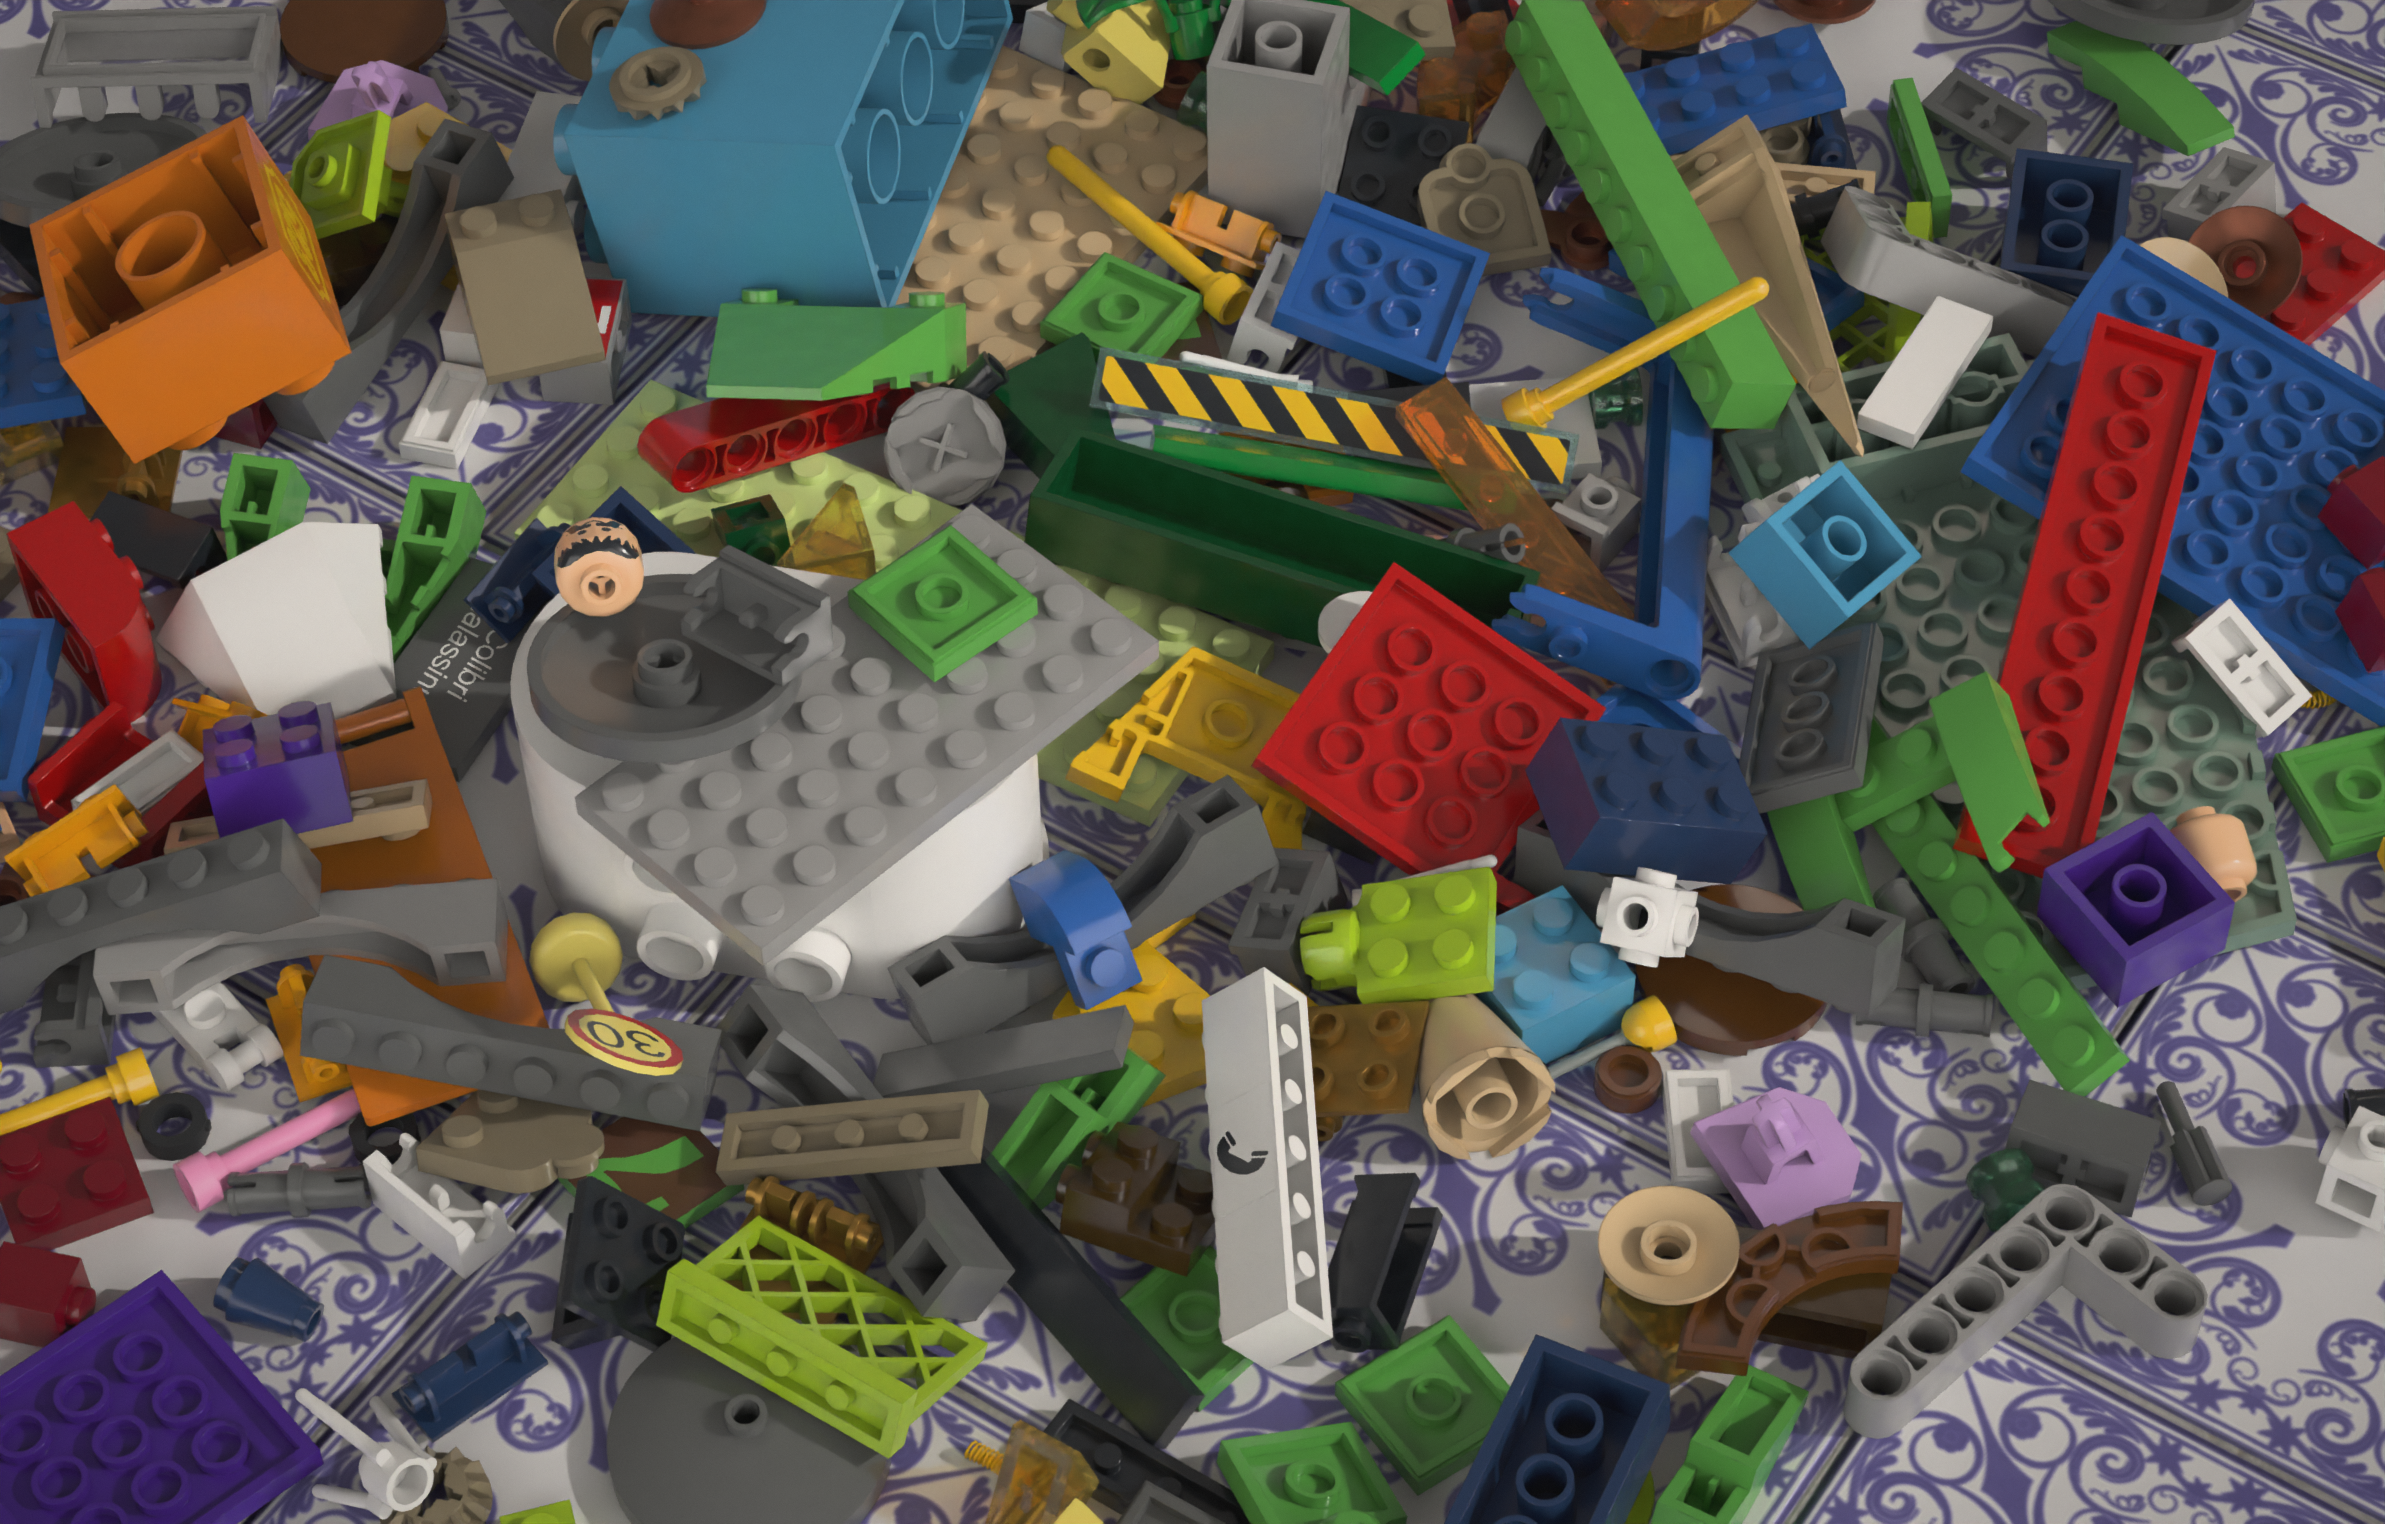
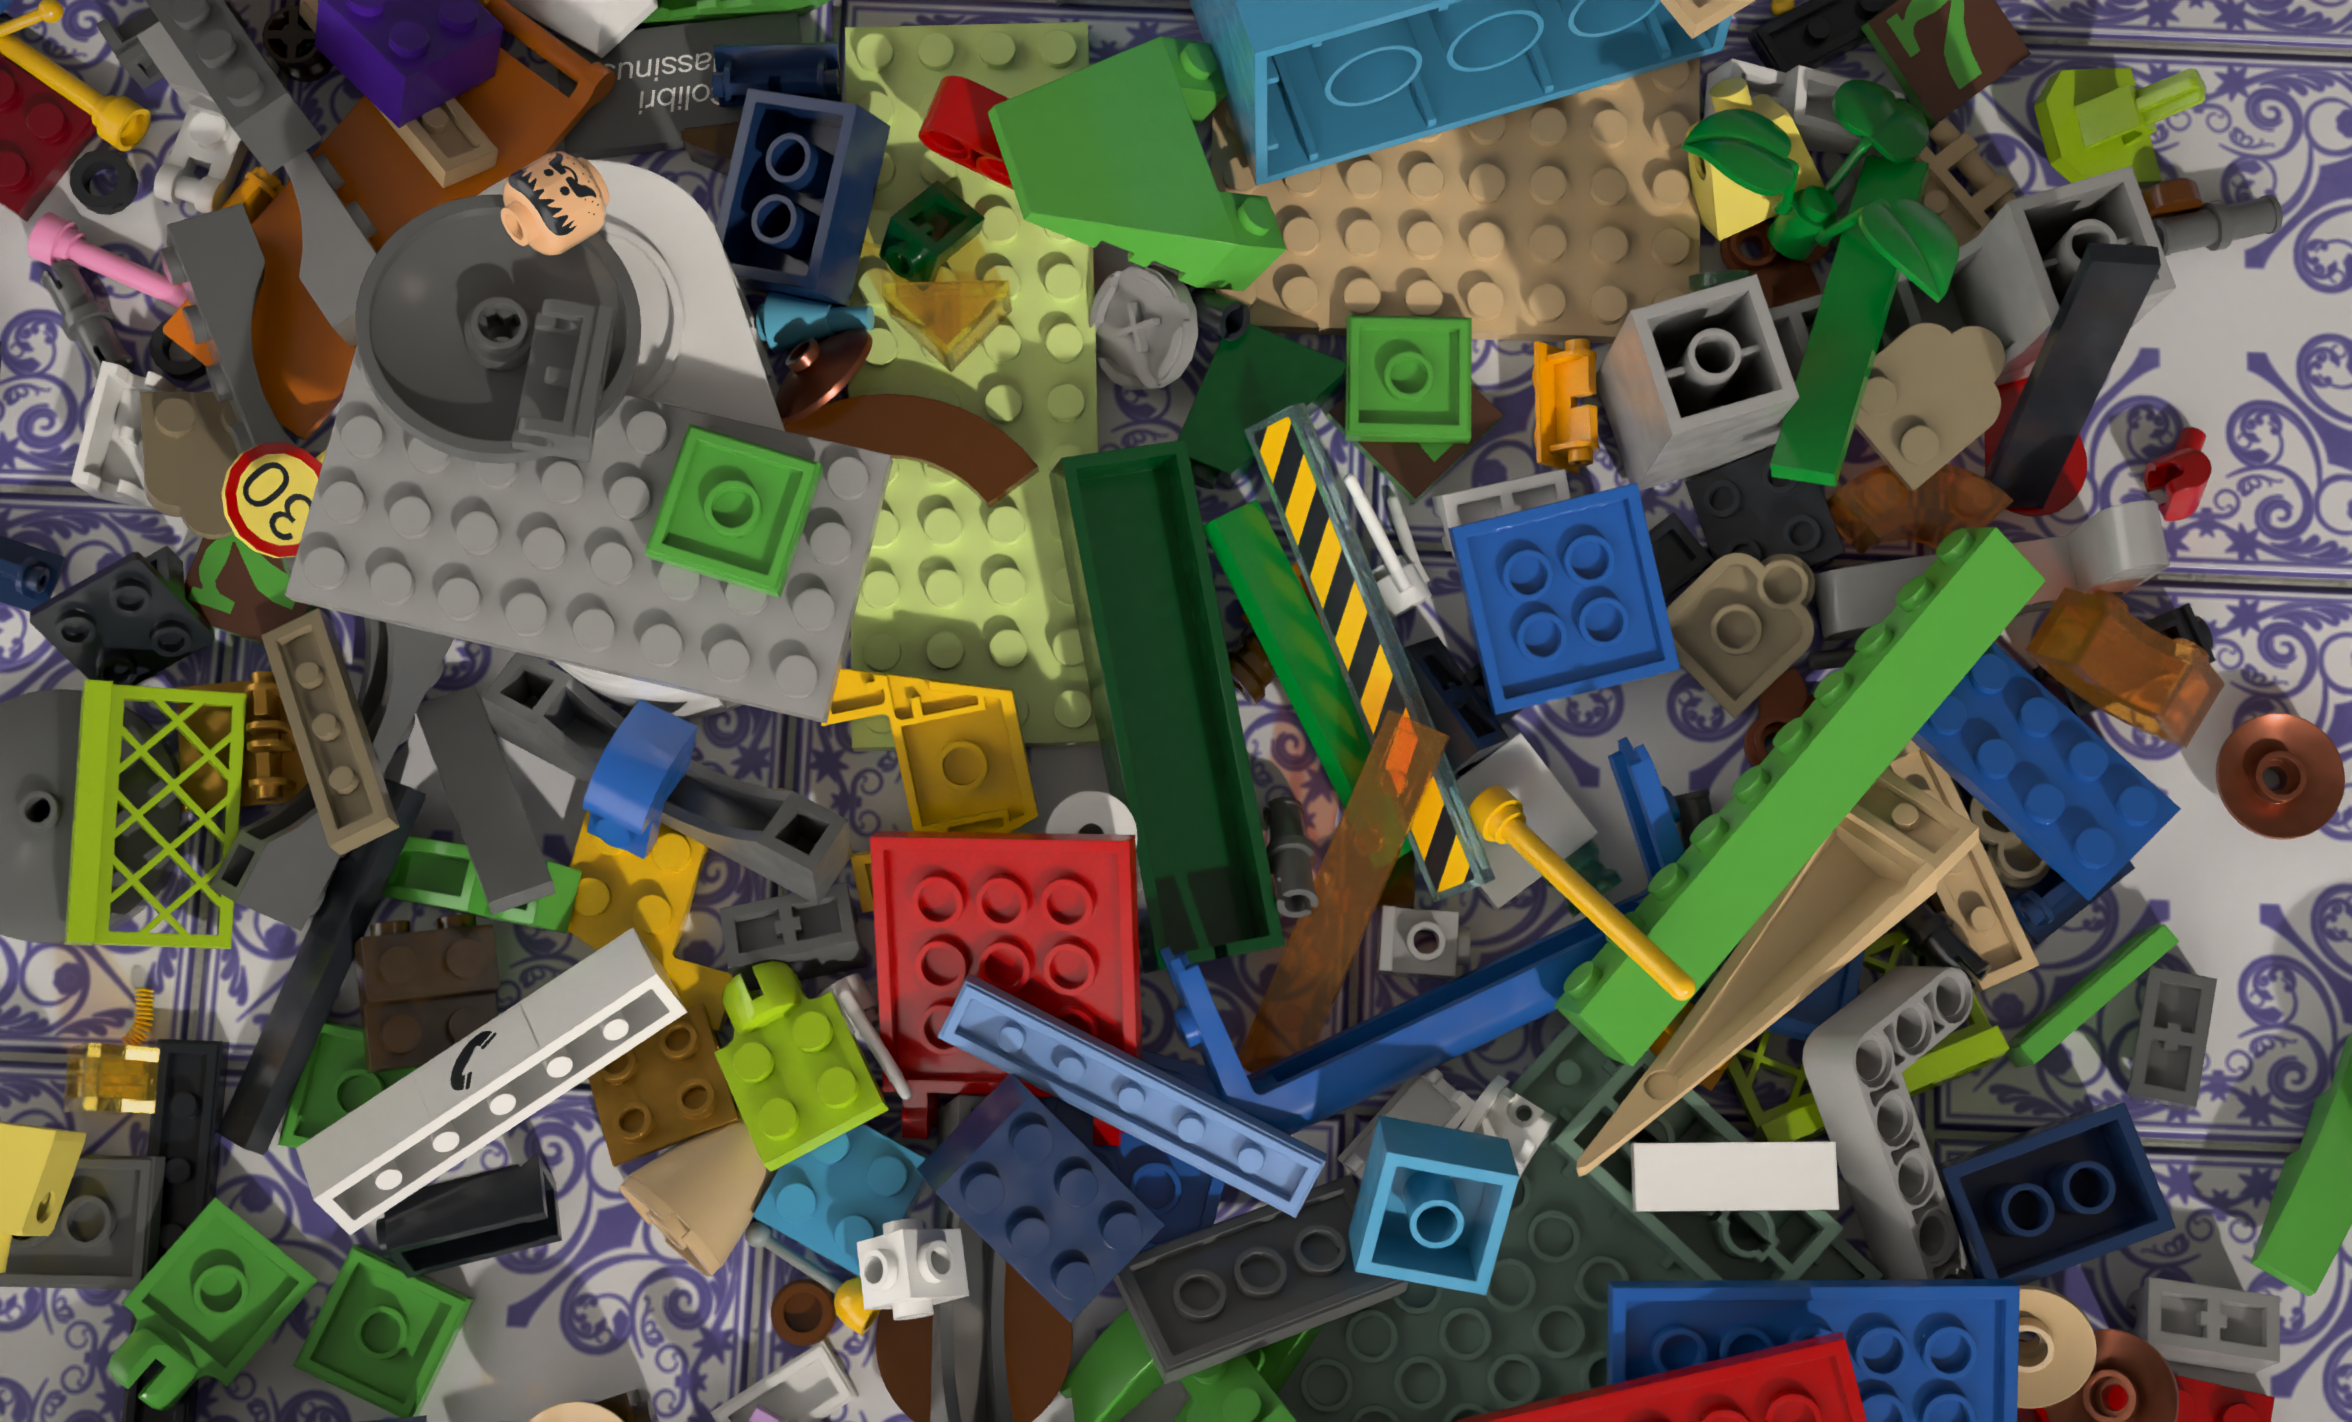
camera: 55 degrees right, 30 degrees up
(1223, 294) = (1489, 451): yellow piece -> none
(1614, 692) = (1132, 1095): none -> medium blue tile

